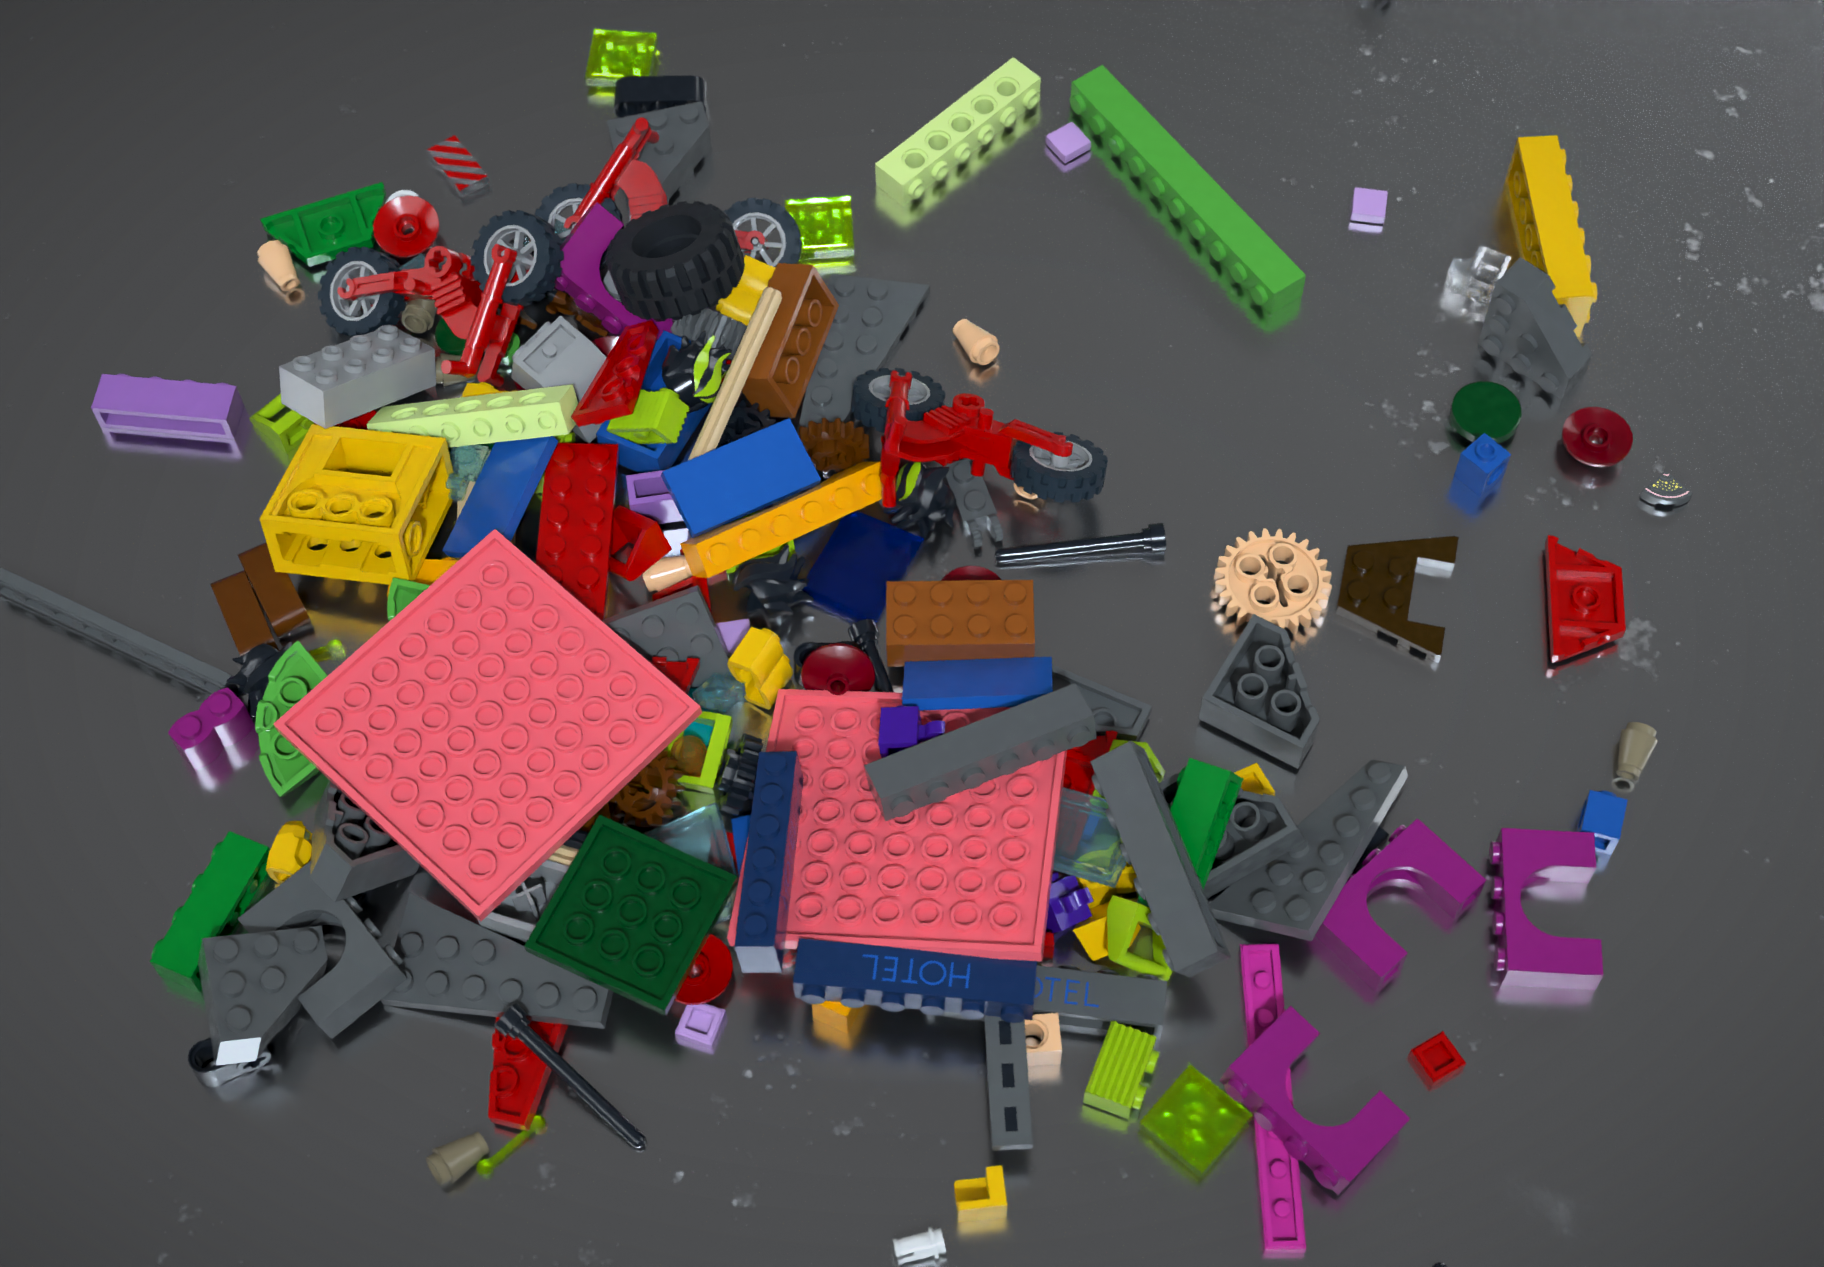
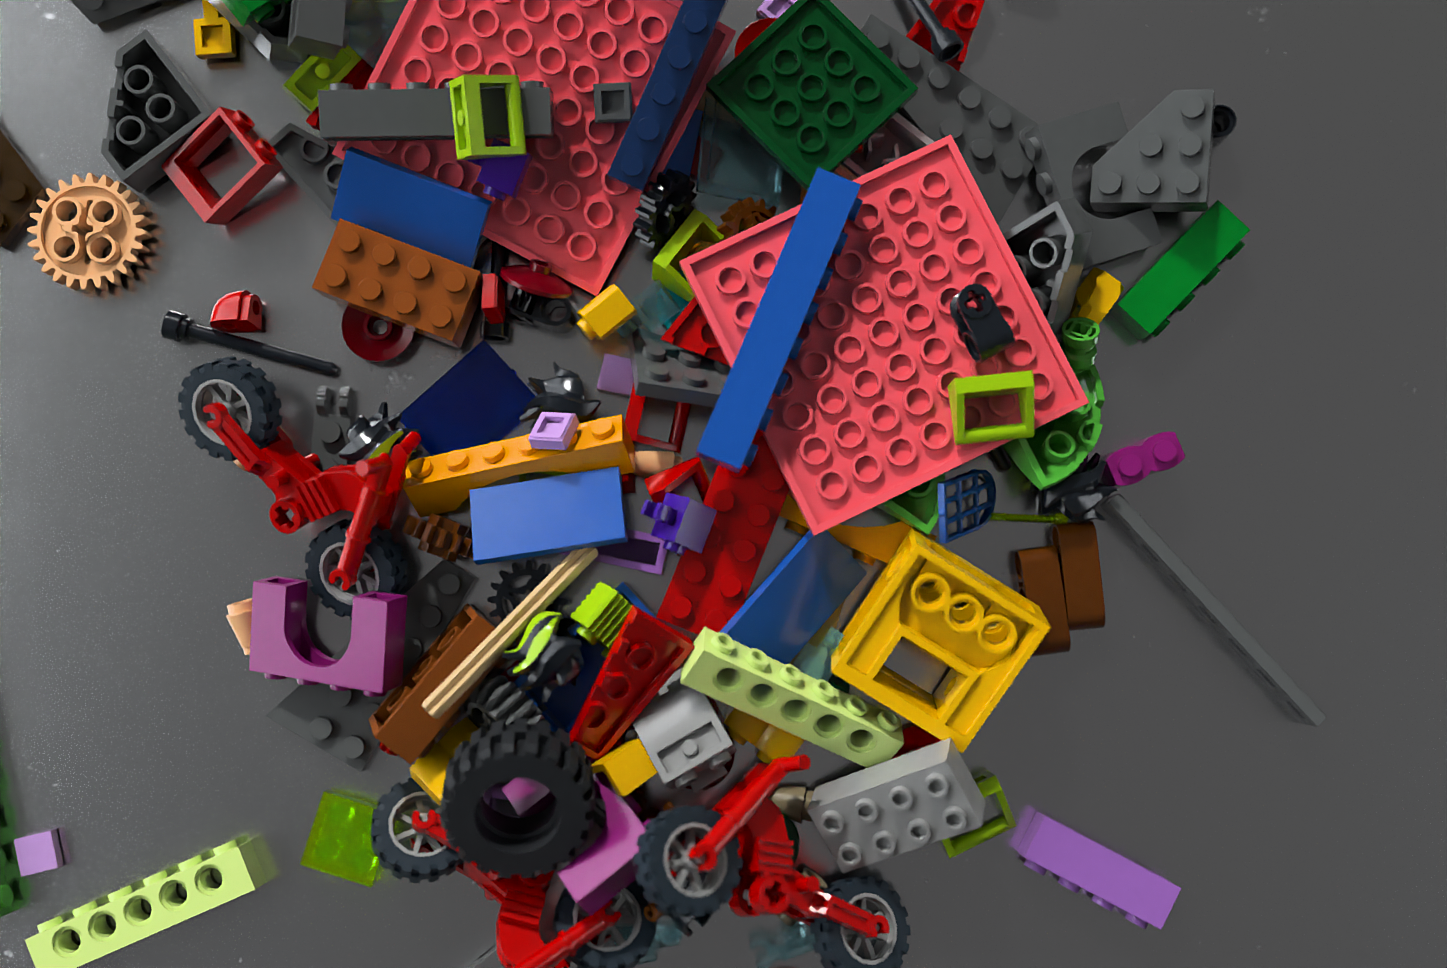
camera: 160 degrees left, 25 degrees up
(294, 795) = (1080, 342): none -> bright green wheel
(356, 634) = (958, 496): none -> blue window
(369, 691) = (992, 385): none -> lime tile
(394, 741) = (981, 327): none -> black piece
(585, 680) = (777, 321): none -> blue brick
(601, 321) = (626, 766): none -> yellow panel
(620, 510) = (680, 522): none -> dark purple brick
(761, 536) = (553, 431): none -> lavender tile
(822, 831) = (613, 103): none -> dark grey tile
(870, 640) = (493, 298): none -> red tile
(931, 327) = (284, 648): none -> magenta arch
(952, 756) = (469, 120): none -> lime tile
(1105, 565) = (237, 313): none -> red piece
(1174, 641) = (183, 165): none -> red window

